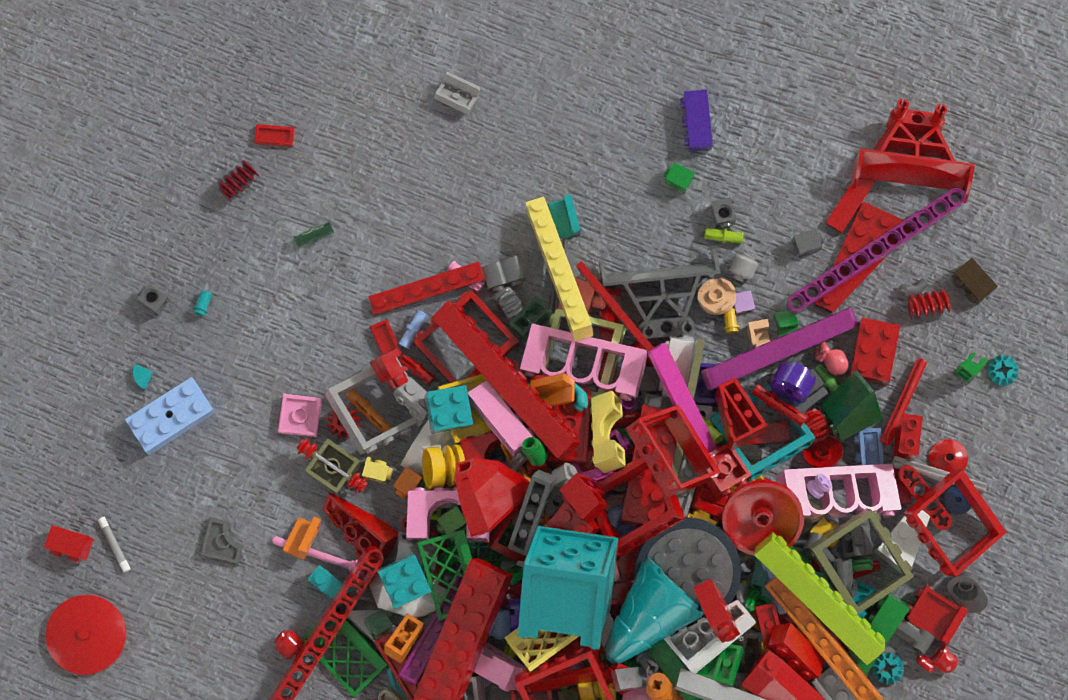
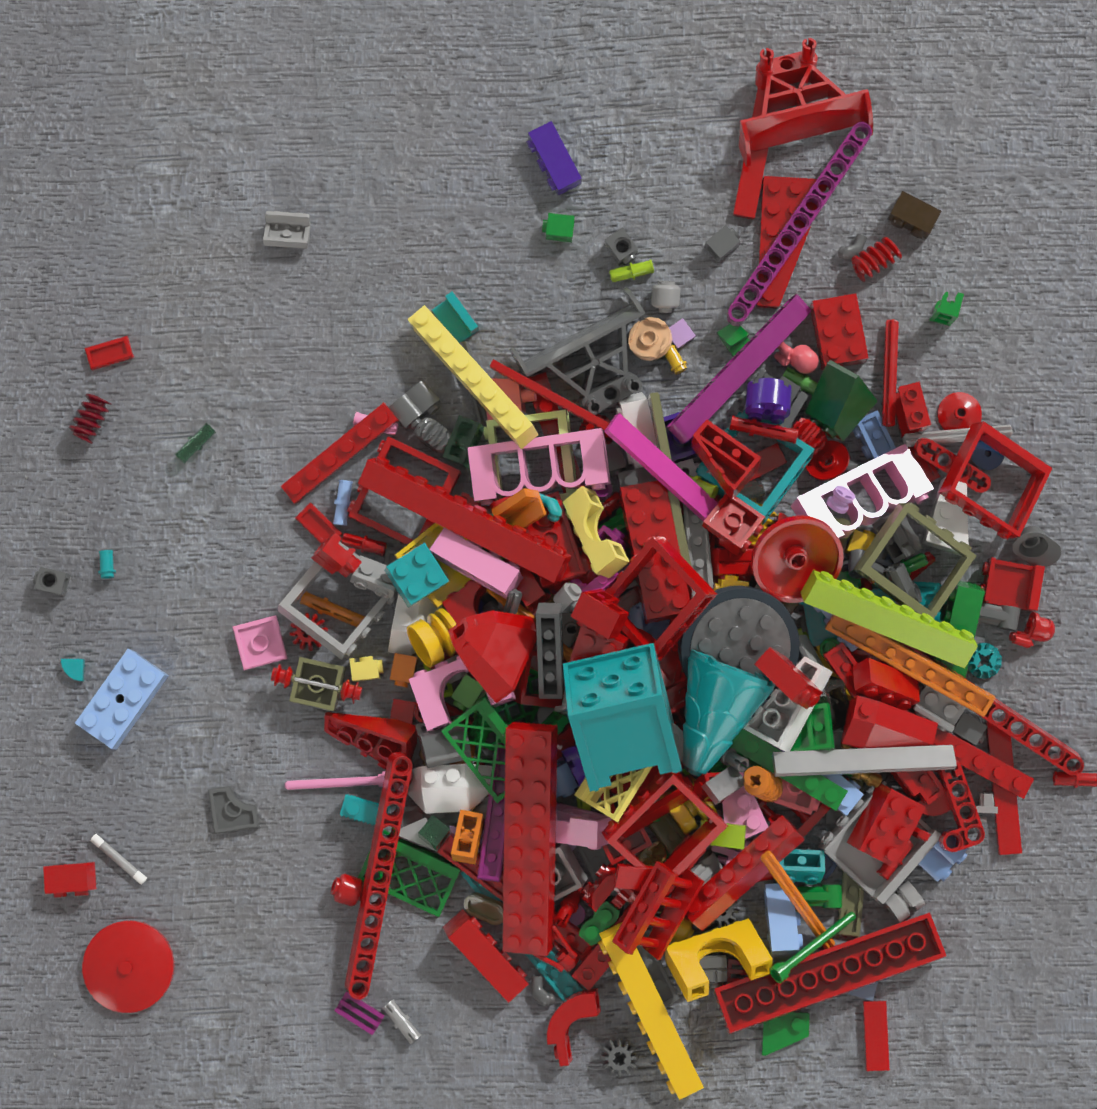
camera: 20 degrees left, 5 degrees up
(302, 537) = (315, 771): orange panel -> none
(393, 517) = (402, 710): none -> red tile
(404, 581) = (443, 777): teal brick -> none
(534, 451) = (526, 584): green brick -> none
(688, 441) = (686, 509): red window -> none
(752, 597) = (816, 645): green axle -> none
(758, 332) = (709, 361): light nougat panel -> none
(998, 377) = (979, 307): teal gear -> none

